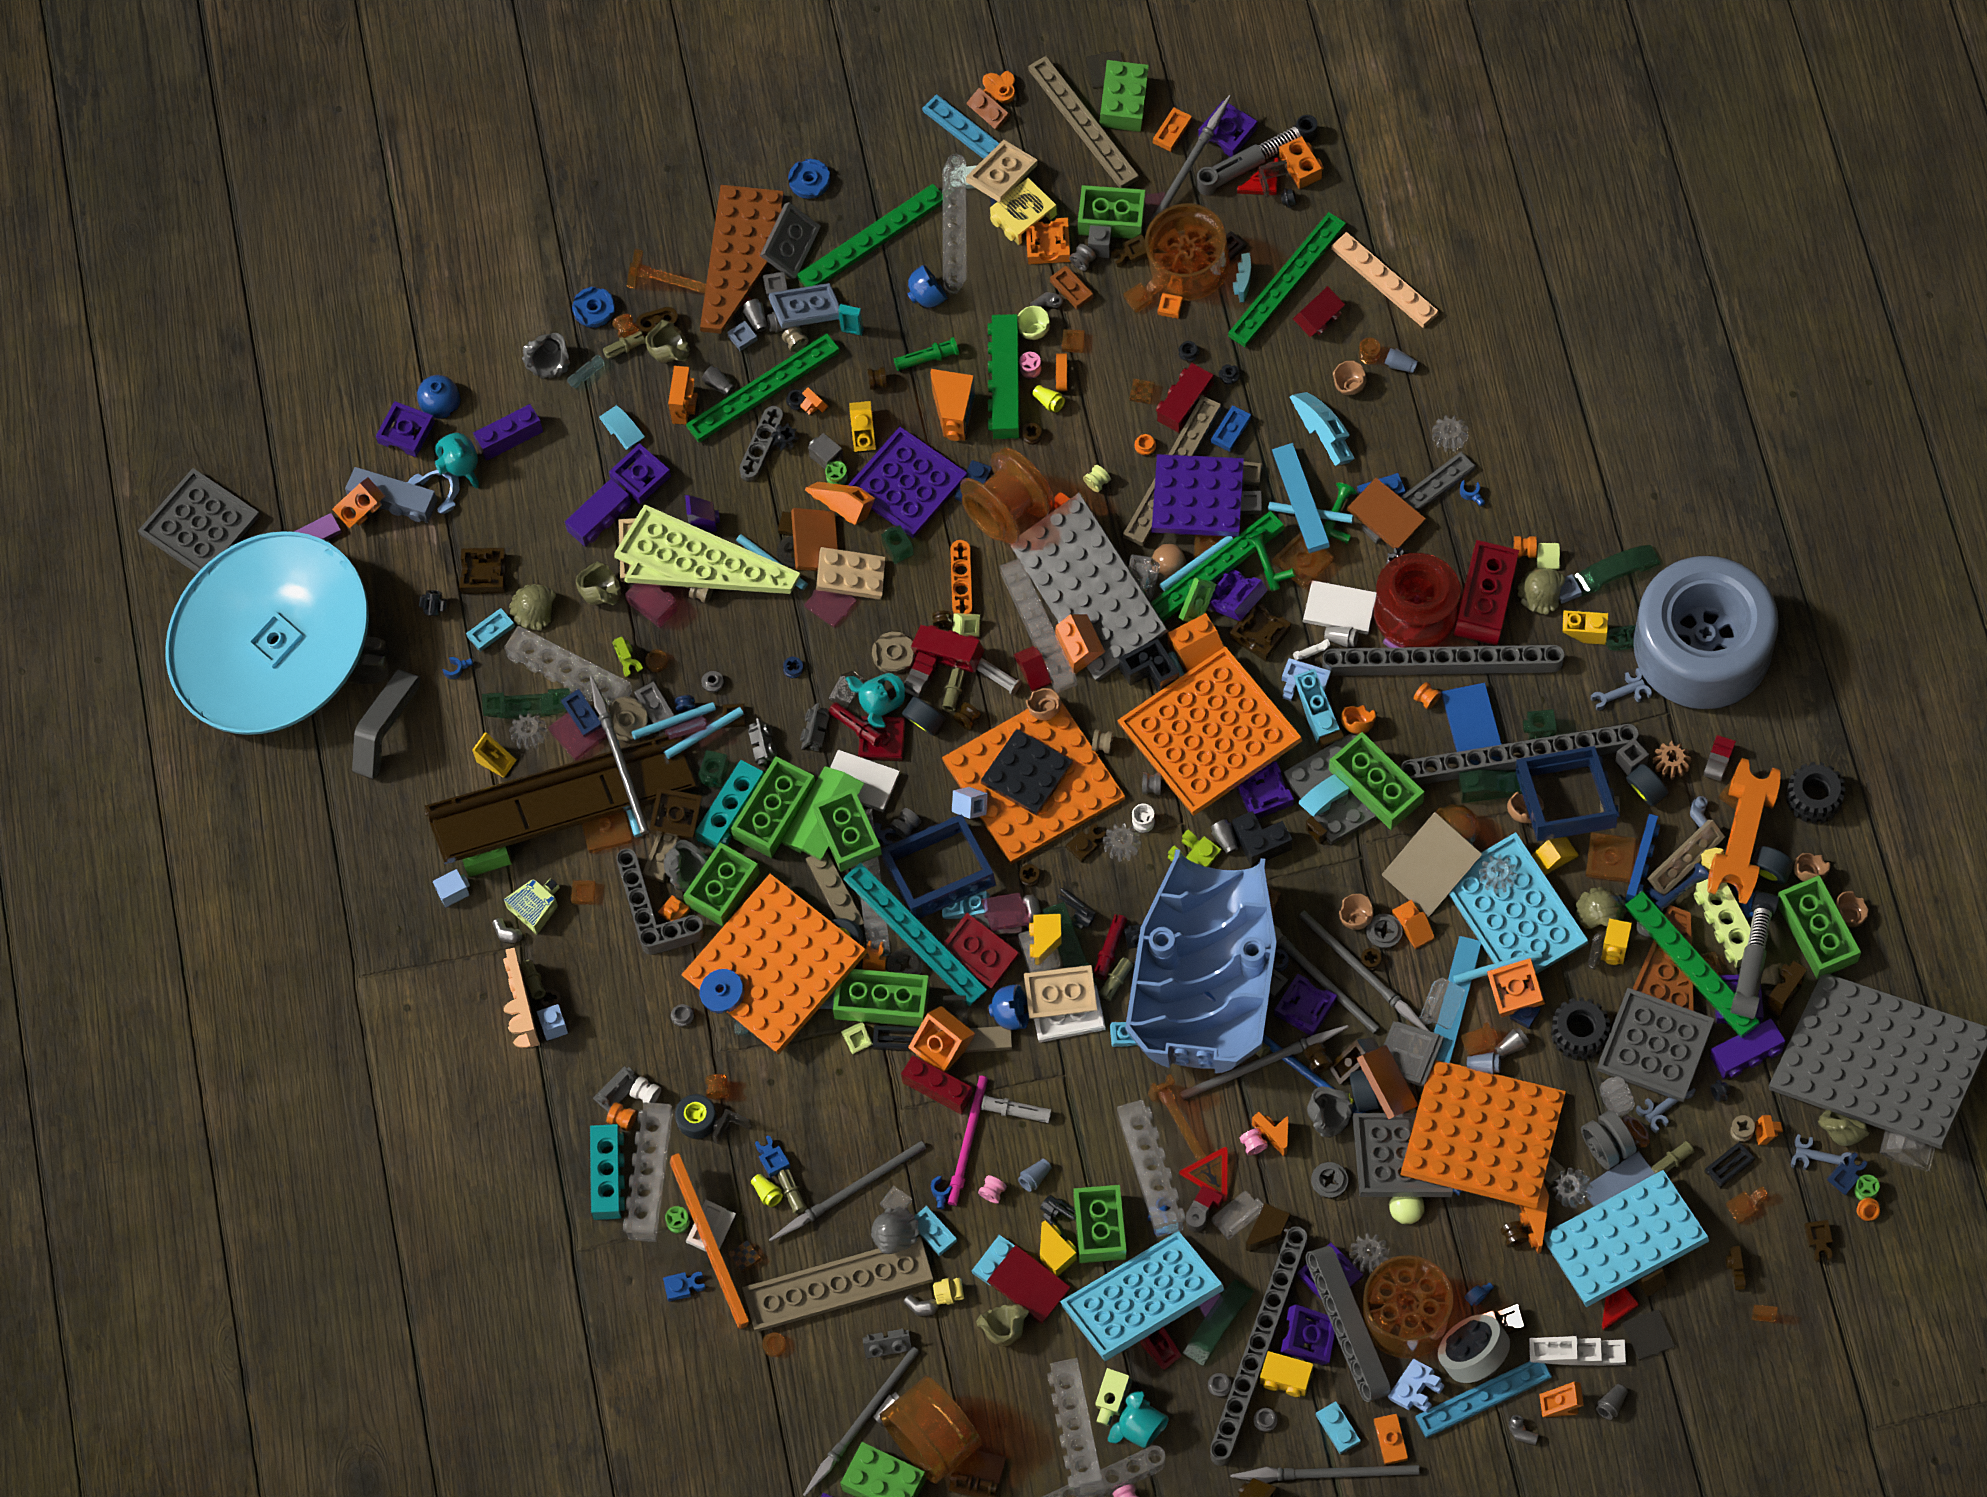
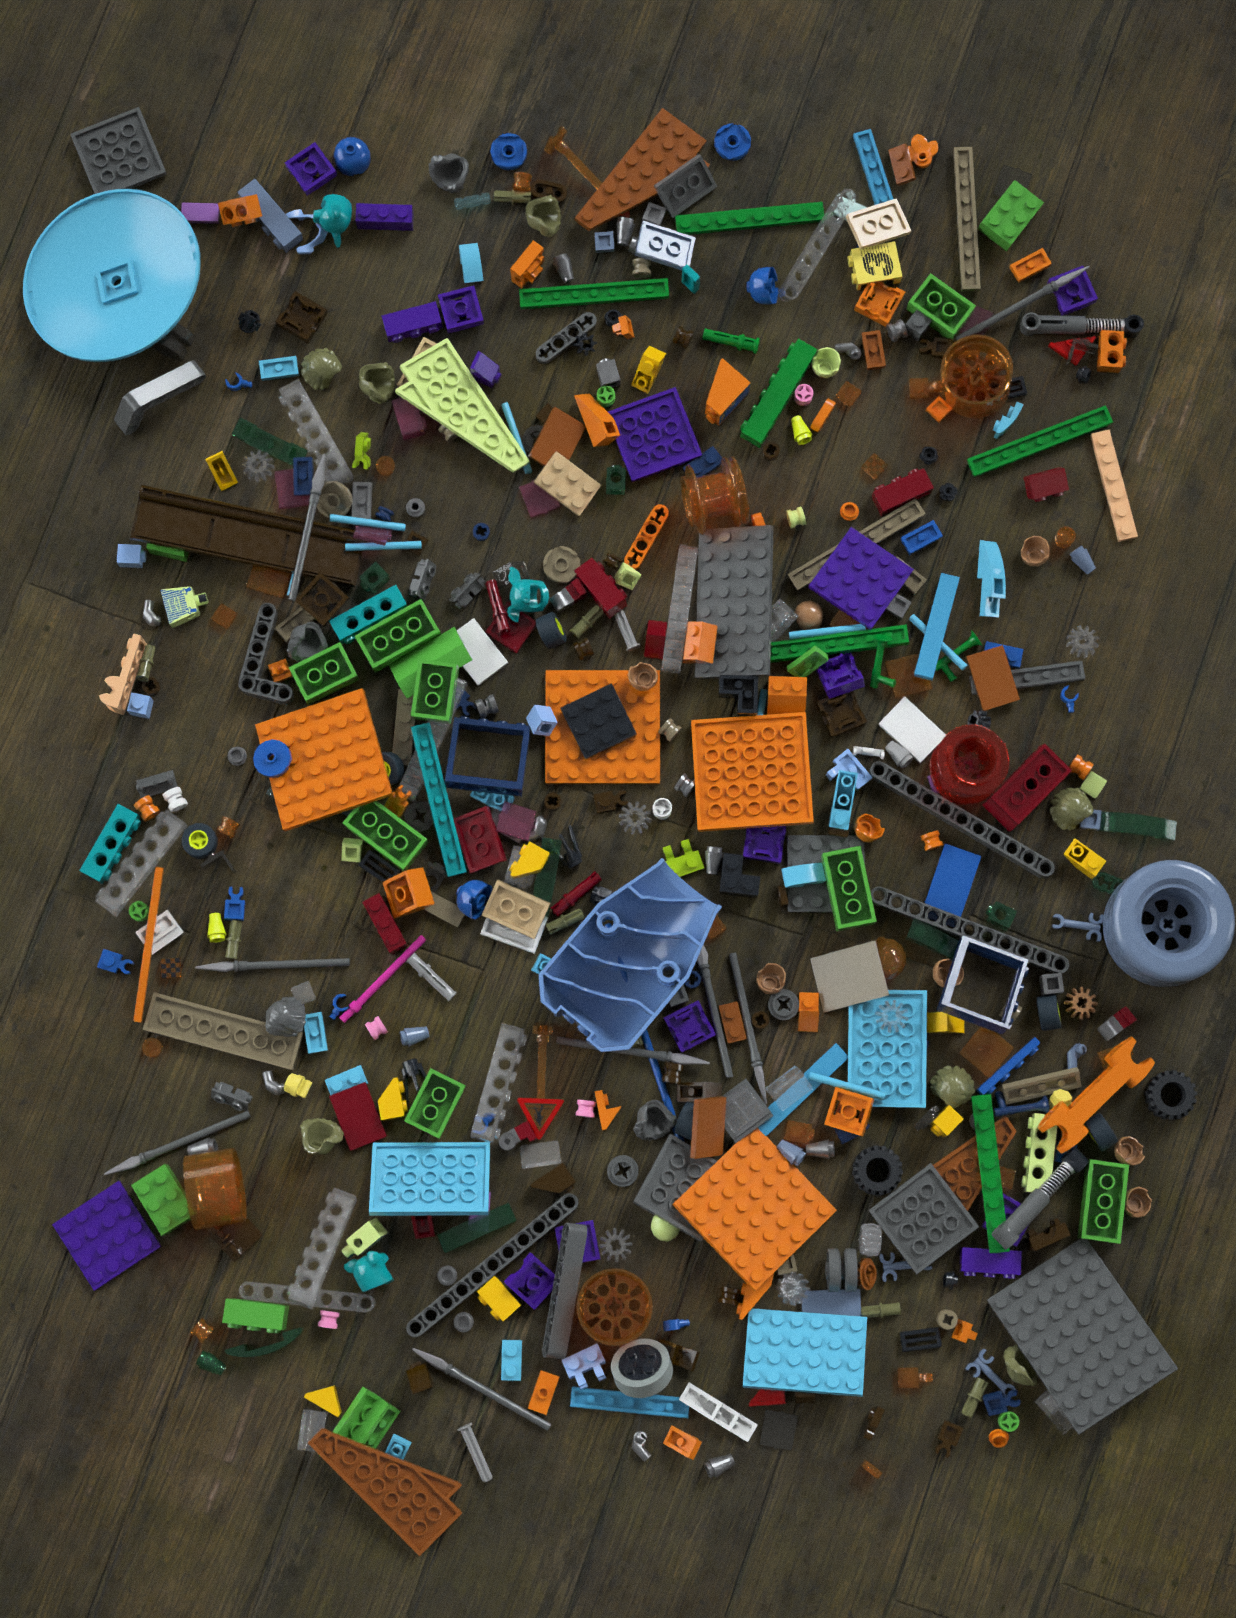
camera: 25 degrees right, 15 degrees up
(1345, 977) = (732, 1022): none -> dark orange plate
(1819, 1185) = (974, 1397): none -> olive axle

